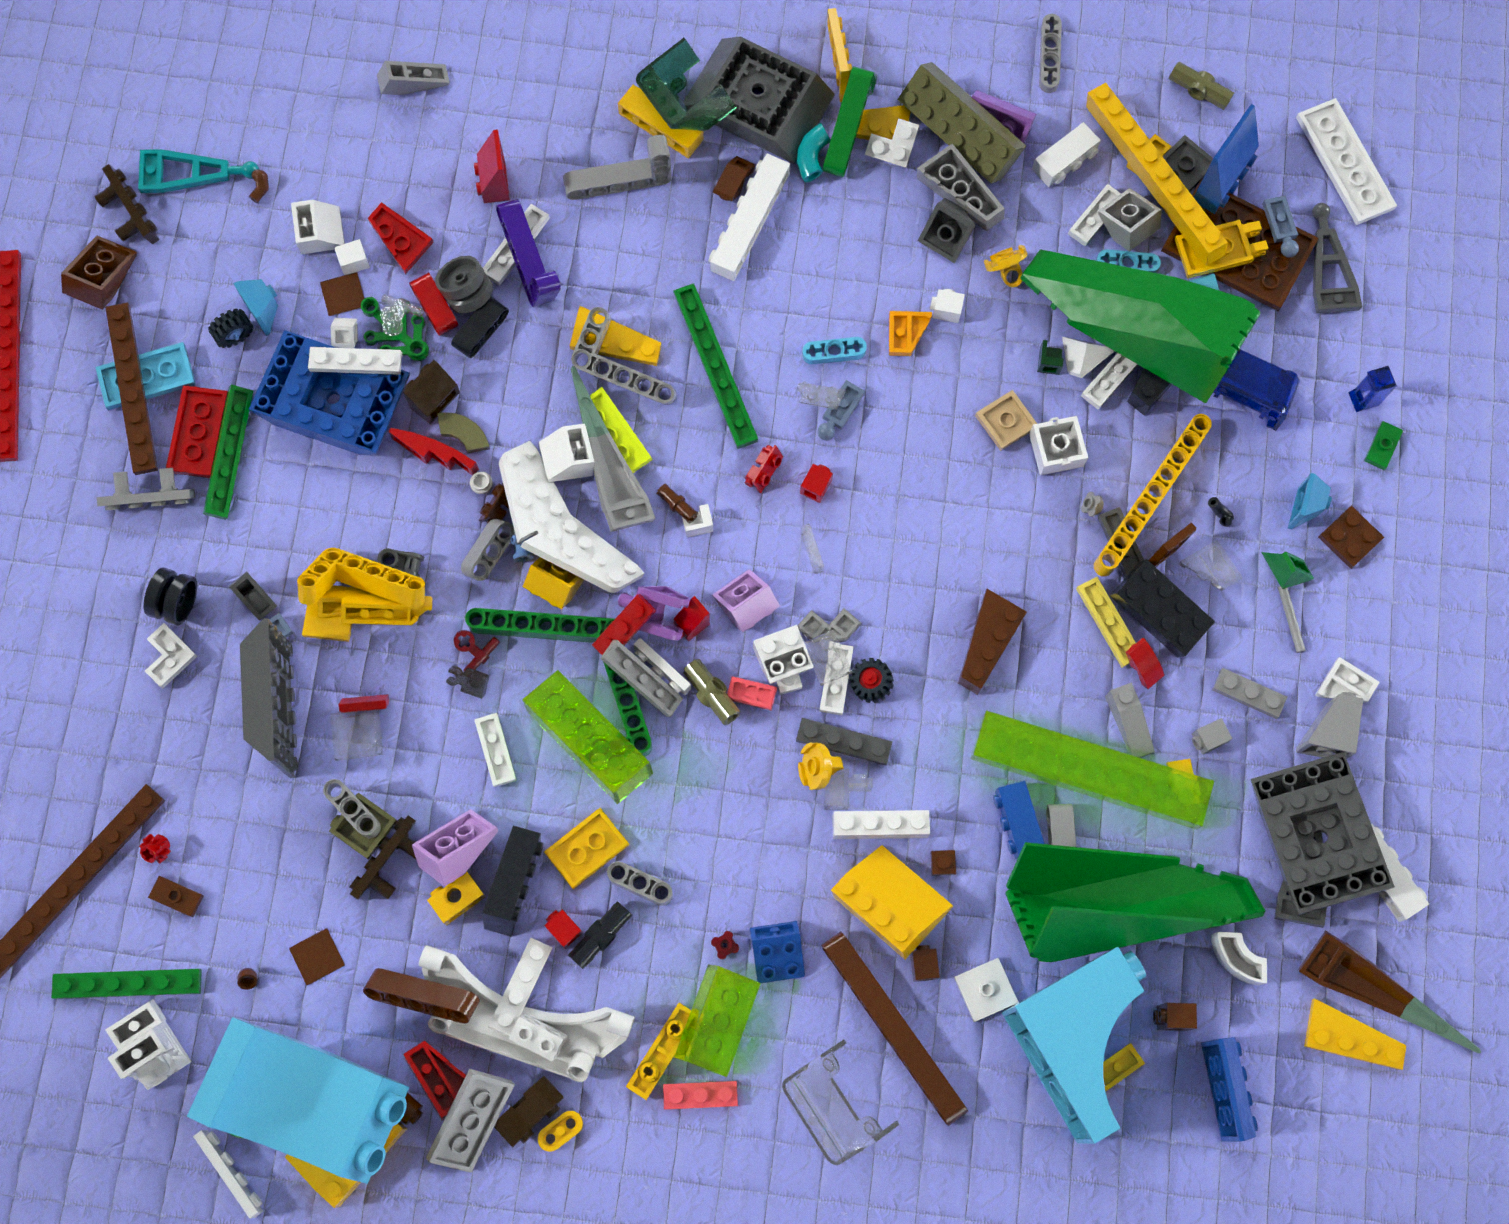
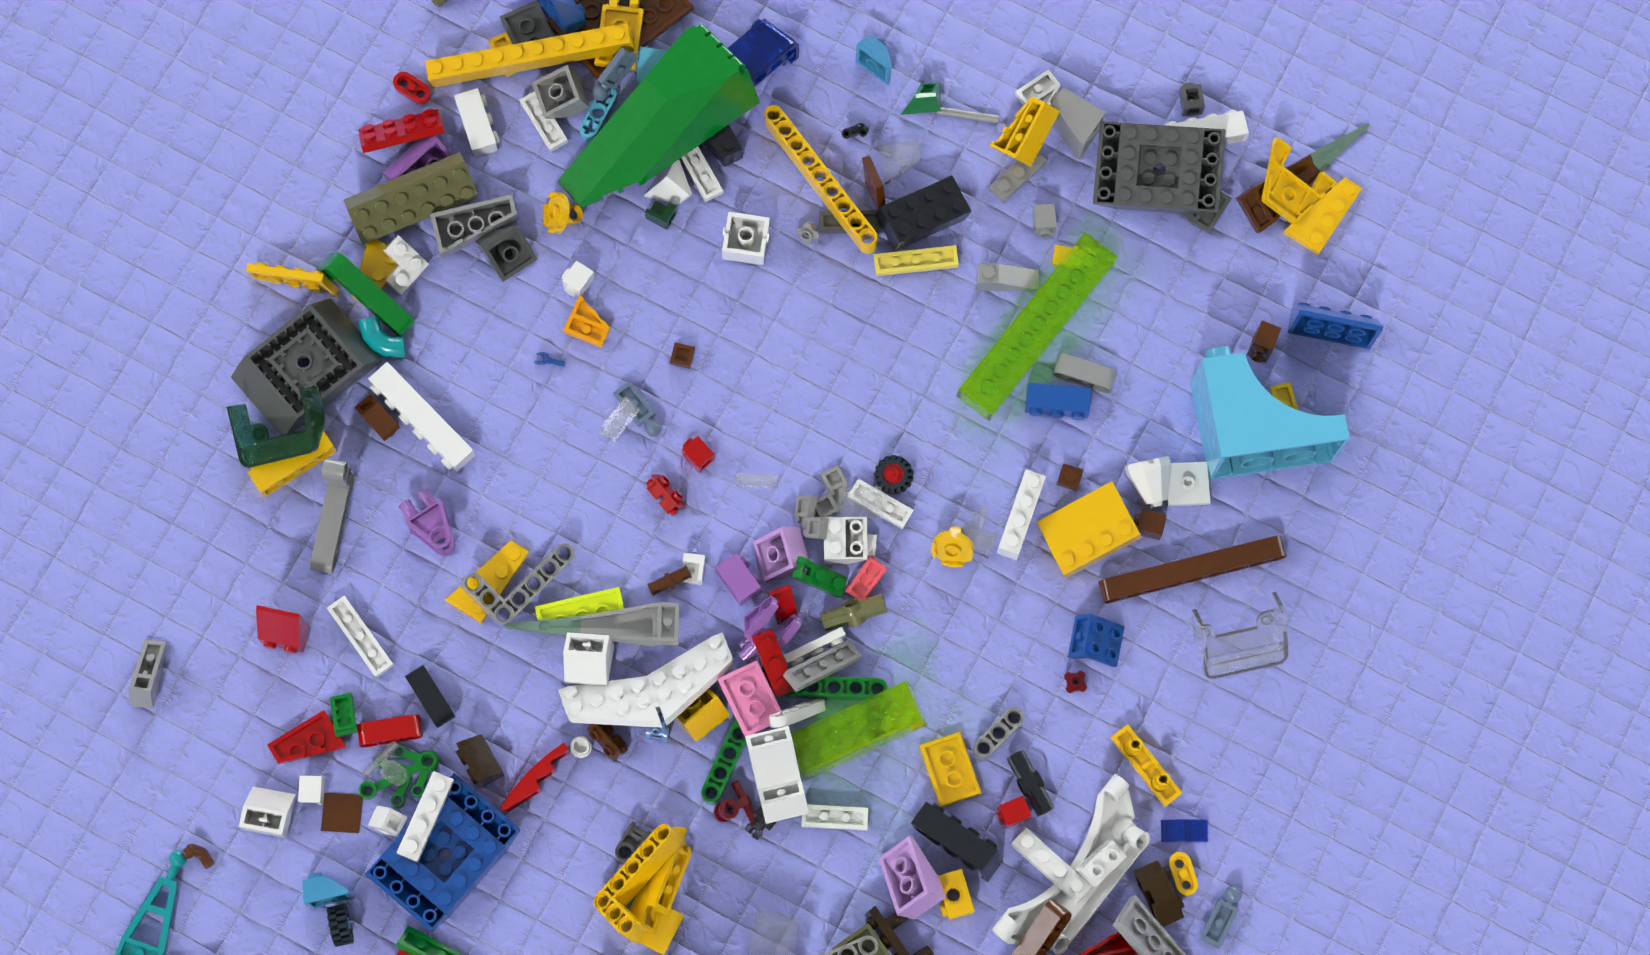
camera: 70 degrees left, 0 degrees up
(363, 703) = (749, 918): red tile -> none
(433, 257) = (343, 714): none -> green plate
(464, 284) = (386, 694): dark grey wheel -> none
(464, 430) = (524, 745): olive tile -> none
(477, 554) = (649, 760): light grey beam -> none
(509, 672) = (777, 774): none -> white brick
(527, 1189) = (1221, 917): none -> sand blue plate
(538, 284) = (382, 629): dark purple beam -> none
(580, 621) = (749, 698): none -> bright pink plate
(581, 669) = (797, 713): none -> white beam
(607, 1117) = (1184, 831): none -> clear blue slope
(647, 263) = (430, 524): none -> medium lavender piece
(700, 1095) = (1192, 748): coral plate -> none
(704, 567) = (738, 578): none -> medium lavender brick
(715, 366) = (551, 500): green plate -> none
(717, 1020) = (1138, 708): clear neon green brick -> none
(734, 644) = (819, 577): none -> green plate
(795, 607) = (812, 526): none -> light grey tile
(828, 358) = (569, 406): medium azure beam -> none
(845, 741) = (936, 518): dark grey plate -> none
(855, 310) = (546, 359): none -> blue hand
(912, 431) = (682, 355): none -> reddish brown plate
(972, 947) = (1150, 479): none -> white cone
(992, 633) = (893, 361): reddish brown wedge -> none
(1006, 420) = (703, 272): tan plate -> none
(1026, 90) = (401, 130): none -> red plate
(1050, 53) = (367, 99): light grey beam -> none
(1075, 87) = (412, 89): none -> red plate
(1100, 899) = (1155, 351): green windscreen -> none
(1145, 663) = (963, 245): red slope -> none
(1173, 257) = (614, 73): none -> sand blue plate
(1237, 958) = (1233, 275): white brick -> none
(1297, 681) = (1027, 132): none -> yellow wedge
(1351, 537) = (916, 38): reddish brown plate -> none
(1357, 986) = (1285, 191): none -> yellow wing
(1408, 849) = (1194, 106): none -> dark grey brick

